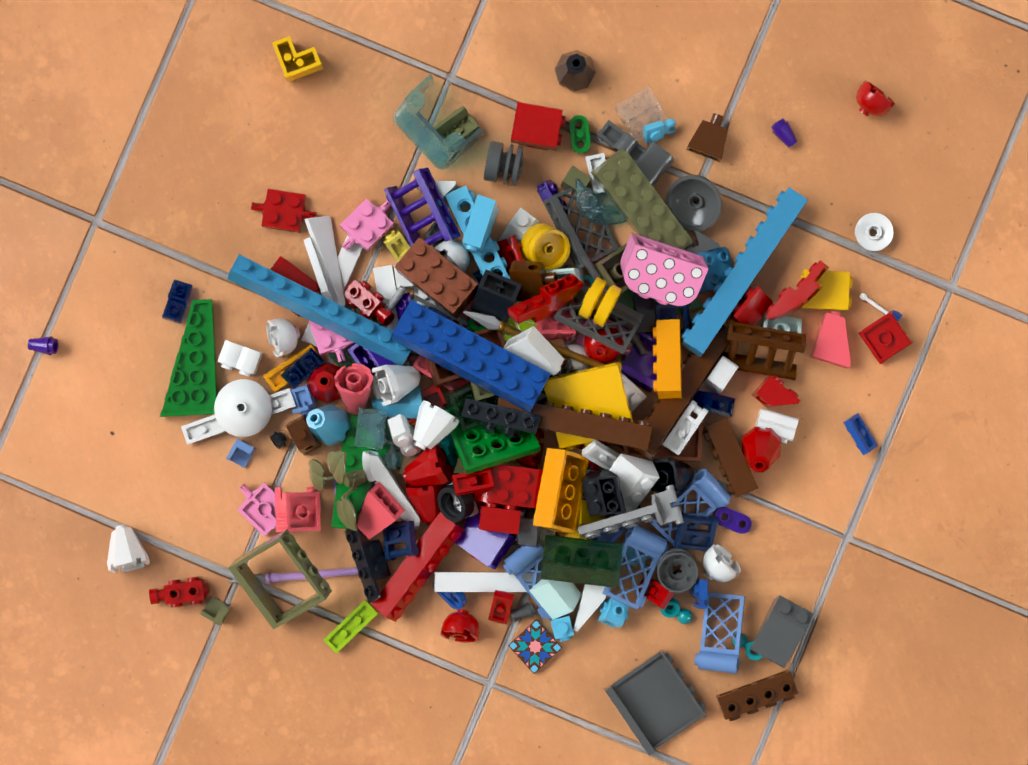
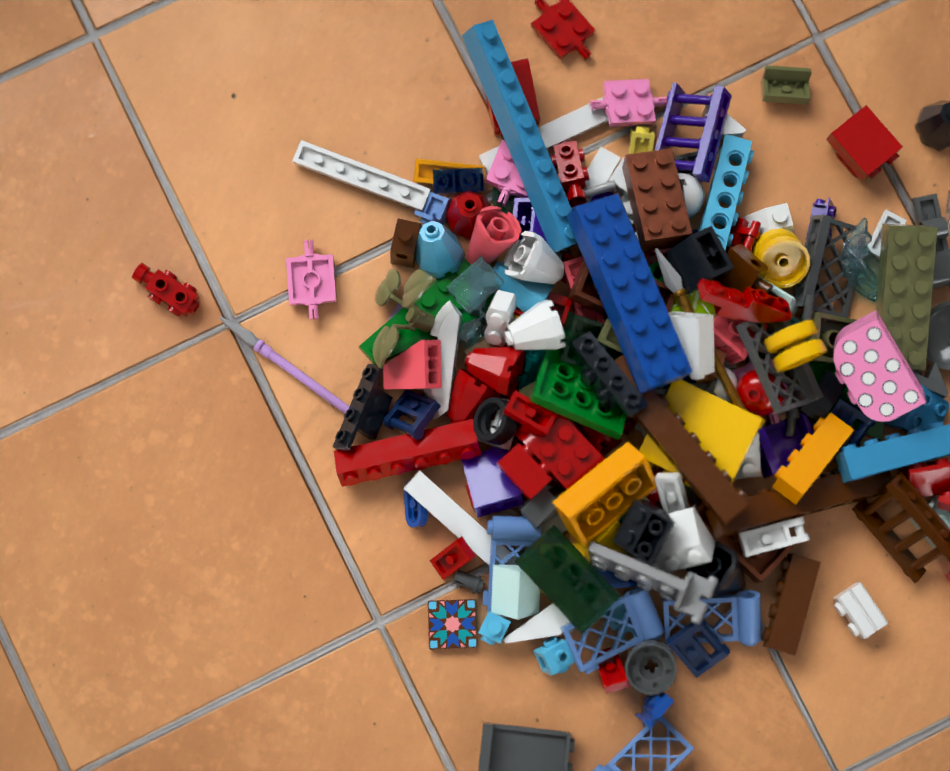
camera: 30 degrees right, 5 degrees down
(126, 551) = (151, 209): white cone -> none
(177, 301) = (396, 28): clear blue slope -> none
(194, 373) = (355, 103): green wing -> none
(216, 610) = (185, 335): olive panel -> none
(239, 357) = (409, 124): white brick -> none
(241, 453) = (334, 210): medium blue panel -> none
(256, 411) = (374, 185): white dish -> none
(261, 597) = (238, 352): olive window -> none
(278, 439) = (379, 228): black plate -> none
(282, 336) = (465, 136): white cylinder -> none
(297, 510) = (340, 305): coral piece -> none
(324, 258) = (565, 97): white wedge -> none
(350, 626) = (296, 455): lime plate -> none
(438, 150) = (751, 73): clear light blue windscreen -> none
(461, 626) = (399, 544): red cylinder -> none
(480, 224) = (740, 182): medium azure slope -> none
(503, 163) = (804, 150): dark grey wheel -> none
(572, 175) = (855, 216): olive panel -> none
(579, 135) = (895, 186): green plate -> none
(683, 616) = (618, 717): teal plate -> none
(715, 403) = (821, 542): clear blue slope -> none
(719, 565) = (694, 697): white cylinder -> none
(720, 375) = (845, 517): white slope -> none
(733, 520) = (741, 667): dark purple plate -> none
(761, 448) = (830, 619): red cone -> none
(773, 393) = (886, 580): red slope -> none
(860, 434) = (935, 689): blue plate -> none

